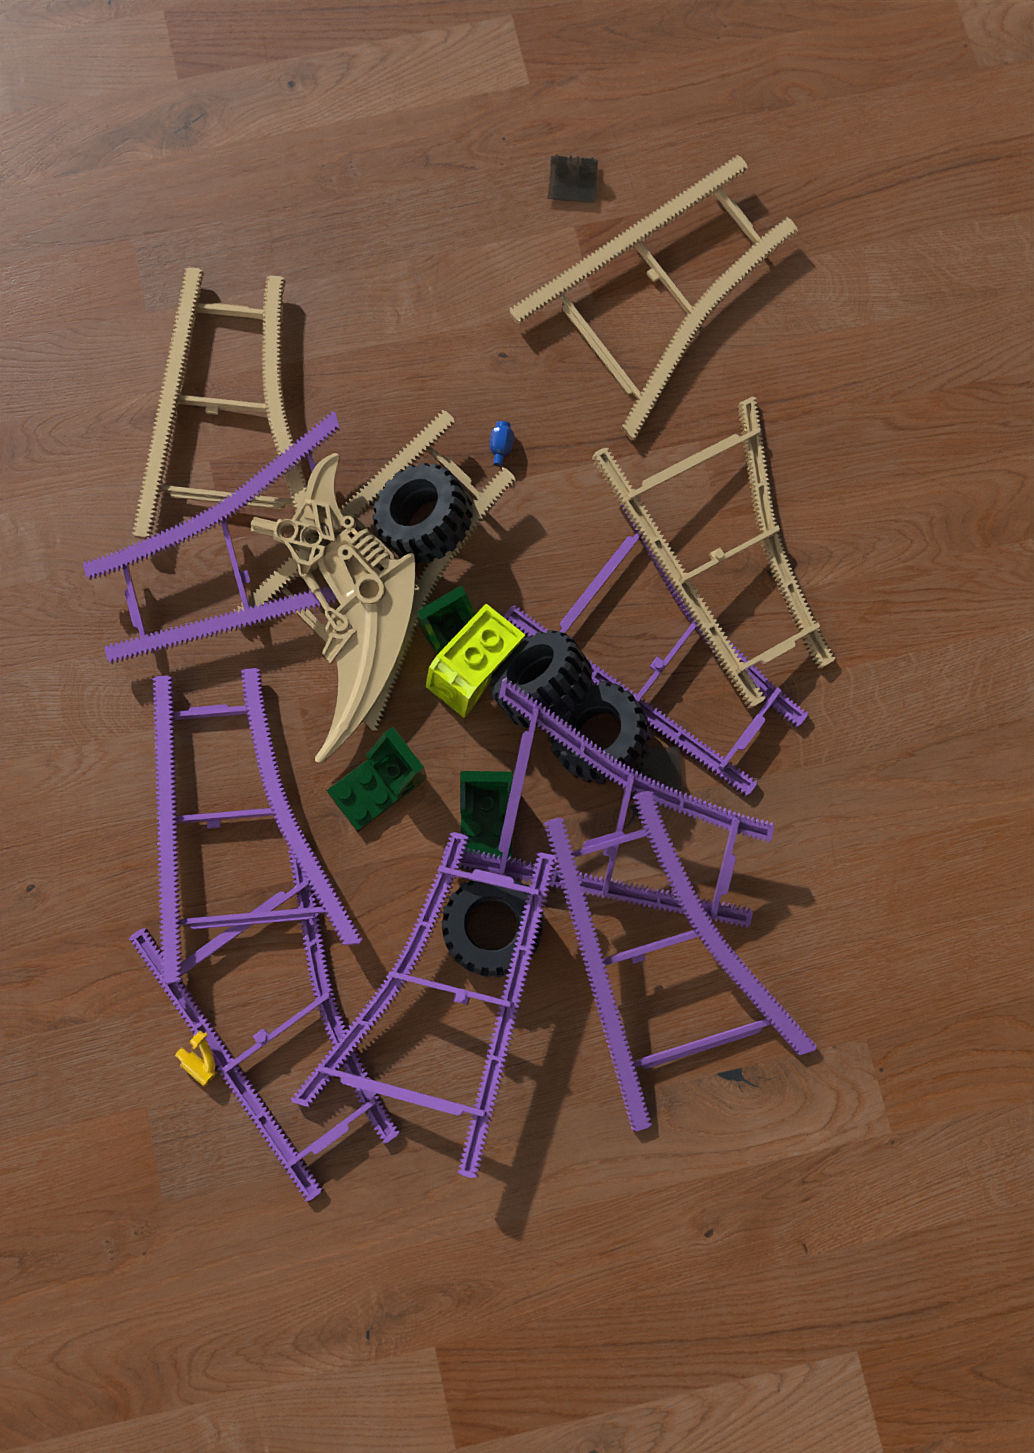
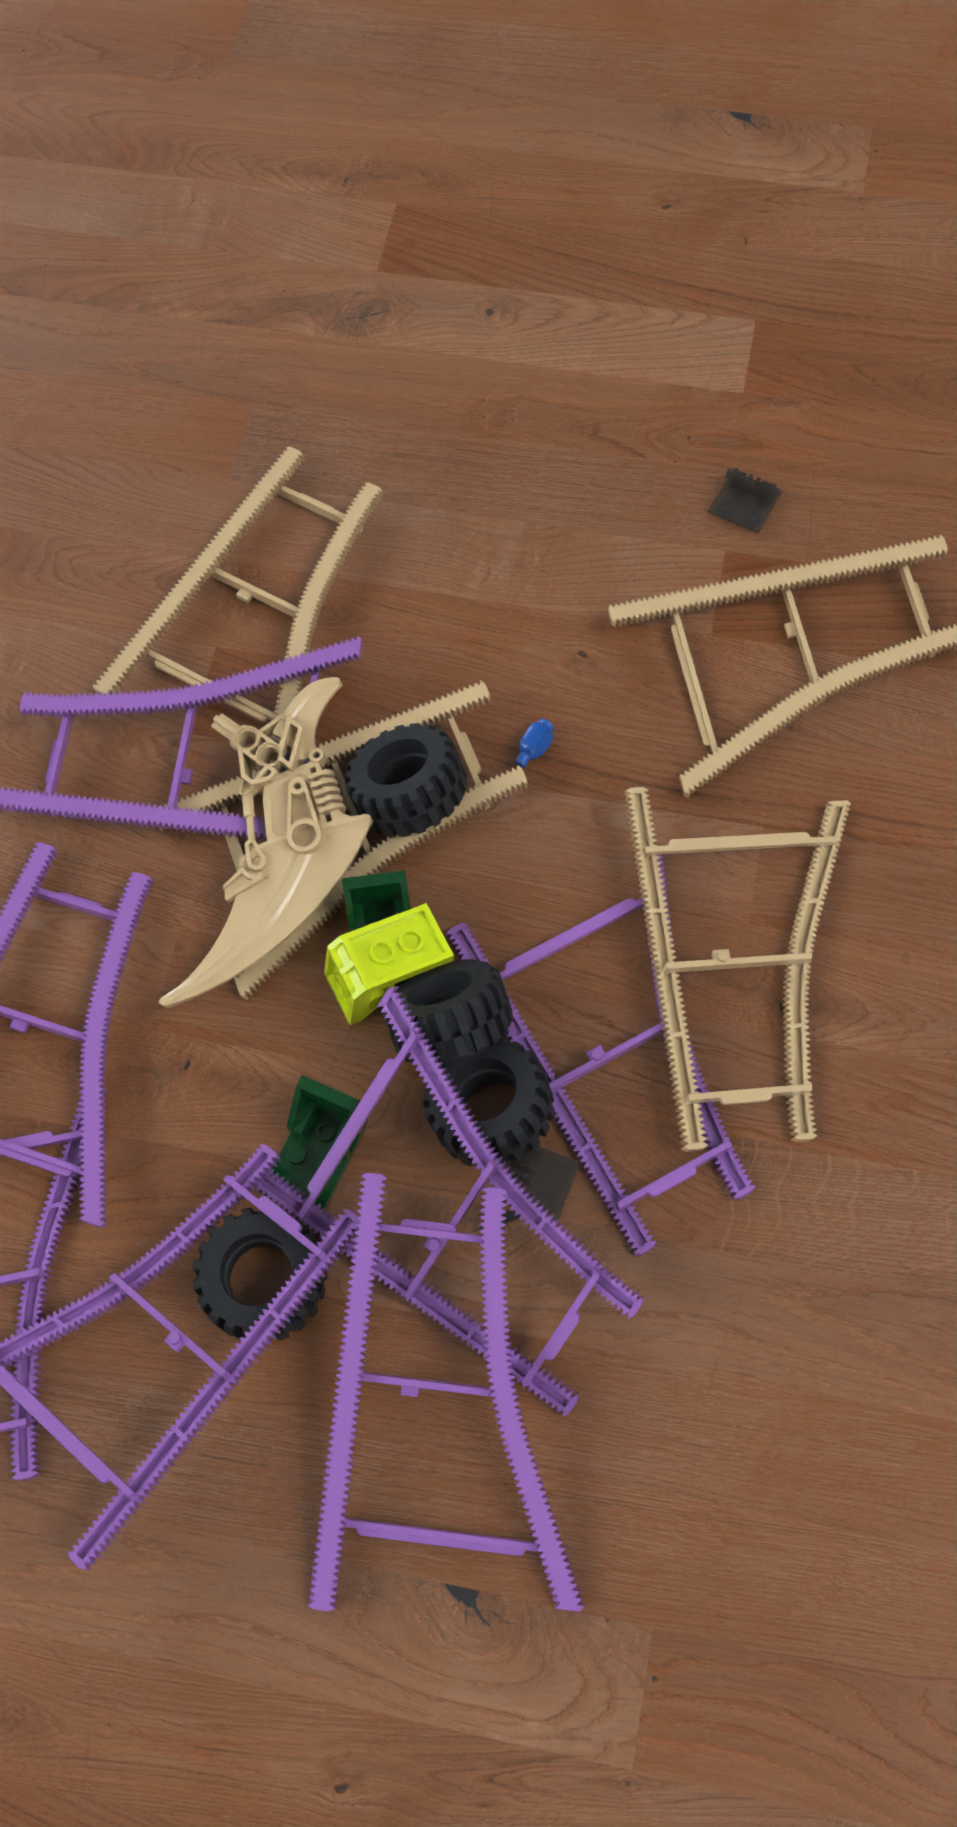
camera: 30 degrees right, 10 degrees down
(379, 781) = (218, 1056): dark green bracket -> none

